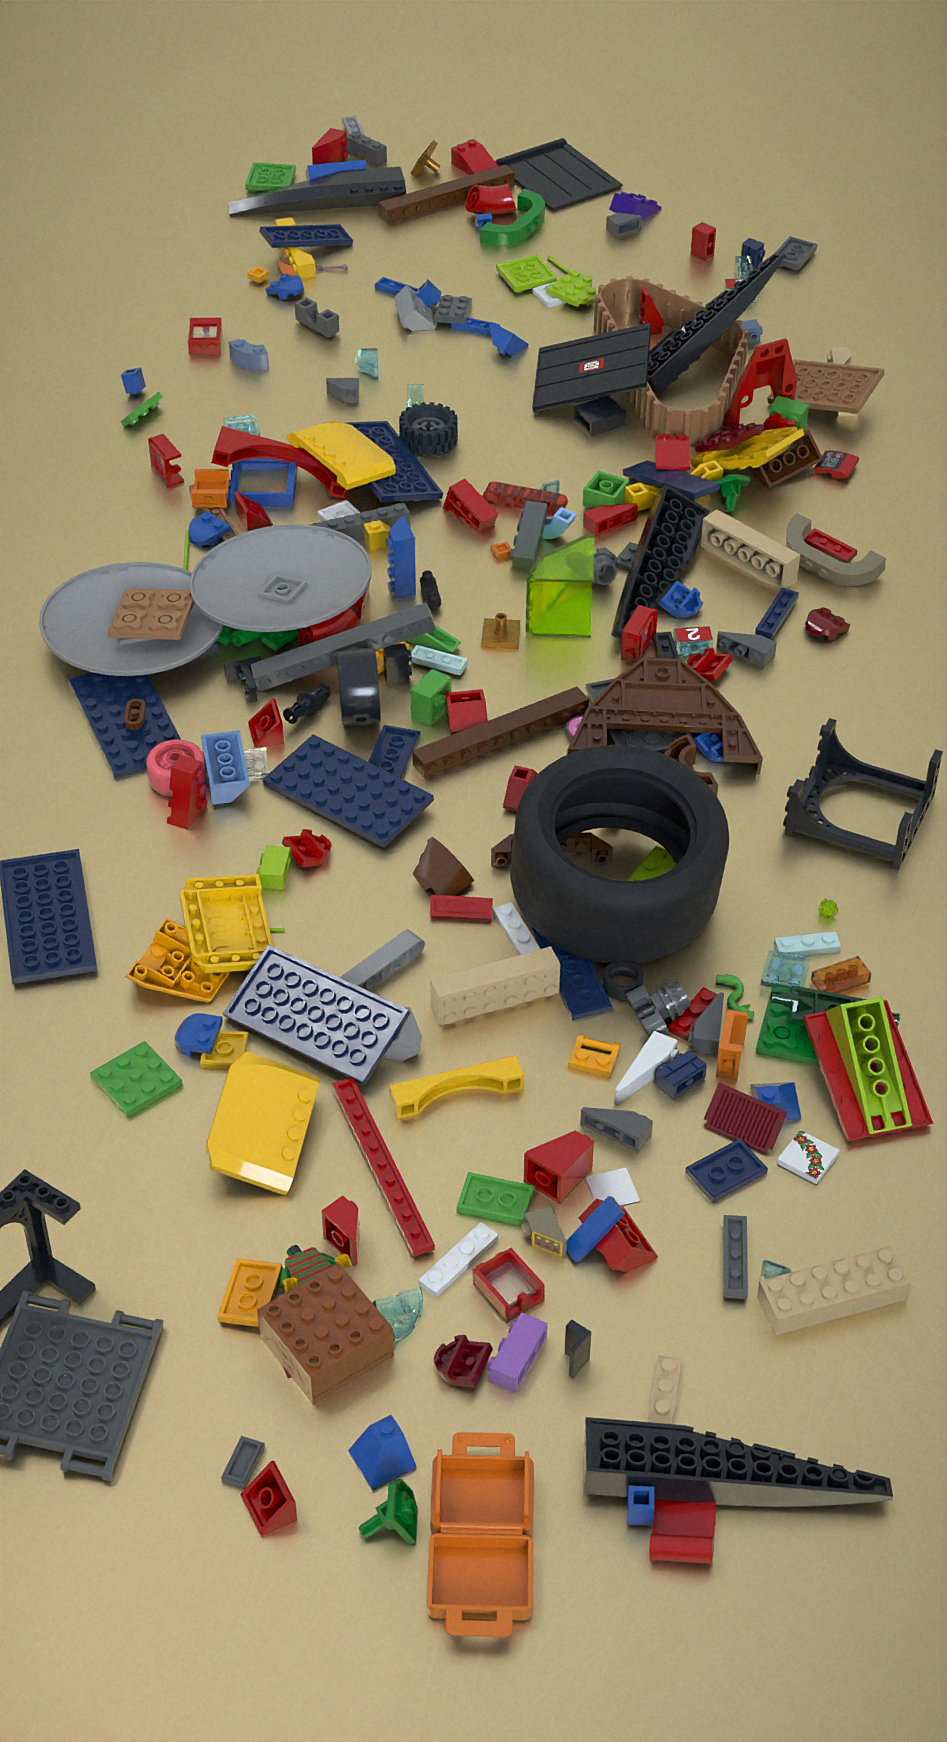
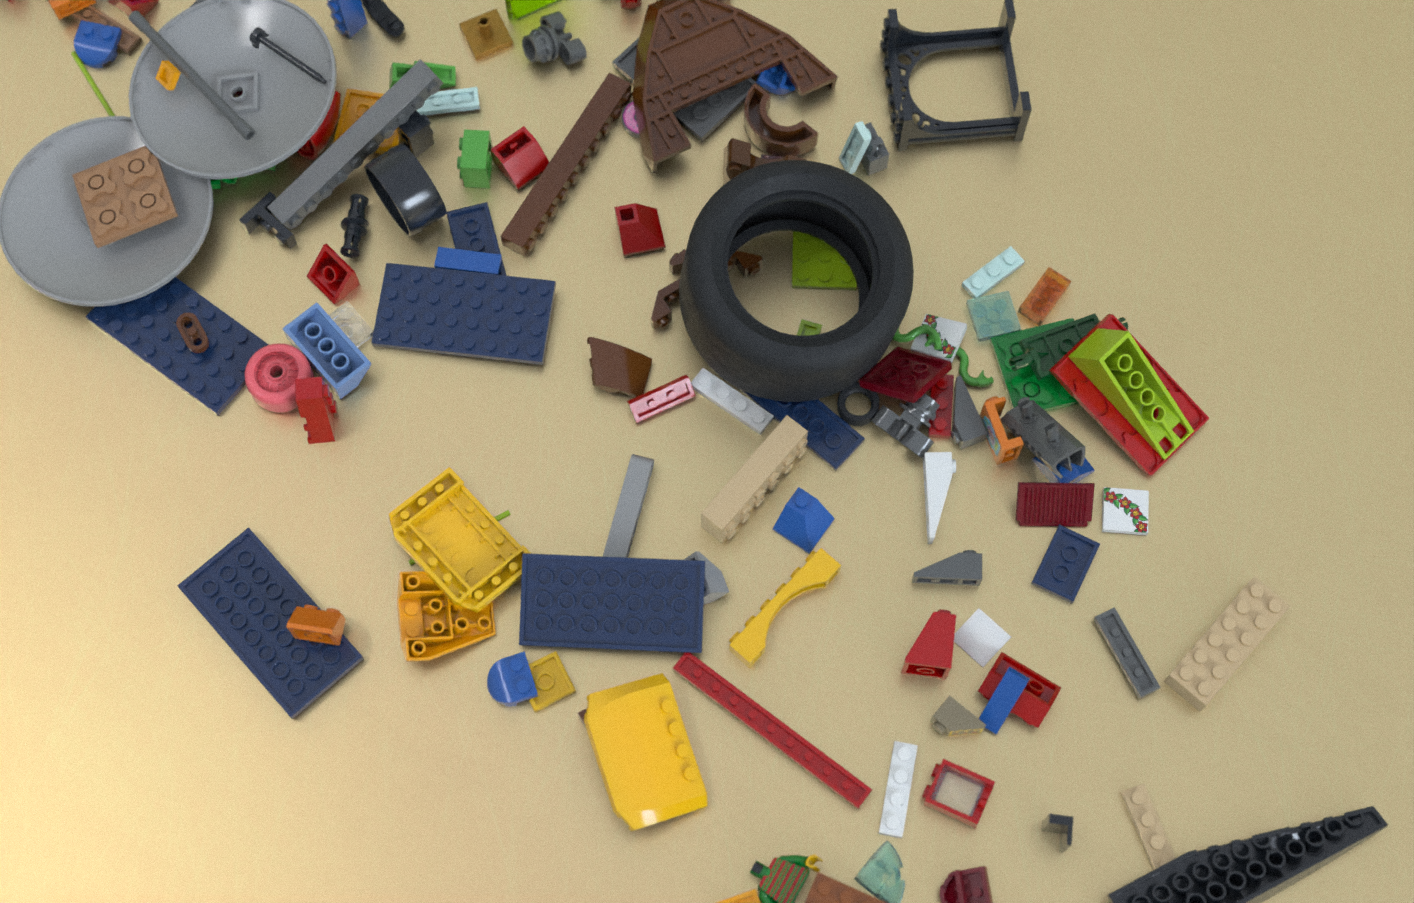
camera: 30 degrees left, 25 degrees up
(76, 924) = (317, 625): none -> orange slope
(136, 1079) = (485, 760): bright green plate -> none
(239, 554) = (168, 75): none -> light orange plate
(266, 598) = (237, 122): none -> dark grey piece
(274, 867) = (455, 445): lime brick -> none
(308, 848) = (472, 405): red slope -> none
(322, 554) = (259, 35): none -> black piece
(341, 1227) = (790, 823): red slope -> none
(376, 757) = (468, 260): none -> blue tile
(495, 1199) = (890, 707): bright green tile -> none
(517, 1352) = (1008, 857): medium lavender brick -> none
(518, 1034) = (803, 521): none -> blue slope
(547, 651) = (550, 40): none -> dark grey beam
(593, 1061) = (882, 509): light orange plate -> none
(675, 968) = (905, 374): none -> dark red plate
(680, 1073) = (970, 483): dark blue brick -> none
(717, 954) = (934, 337): none -> bright green animal
(725, 964) = (950, 333): none -> white tile
(742, 805) = (855, 147): none -> light aqua plate
(757, 818) = (876, 154): none -> dark grey hinge
(764, 1056) = (1044, 436): none -> dark grey piece
(772, 1269) = (1170, 655): clear light blue slope -> none
(828, 908) = (989, 222): clear neon green plate -> none

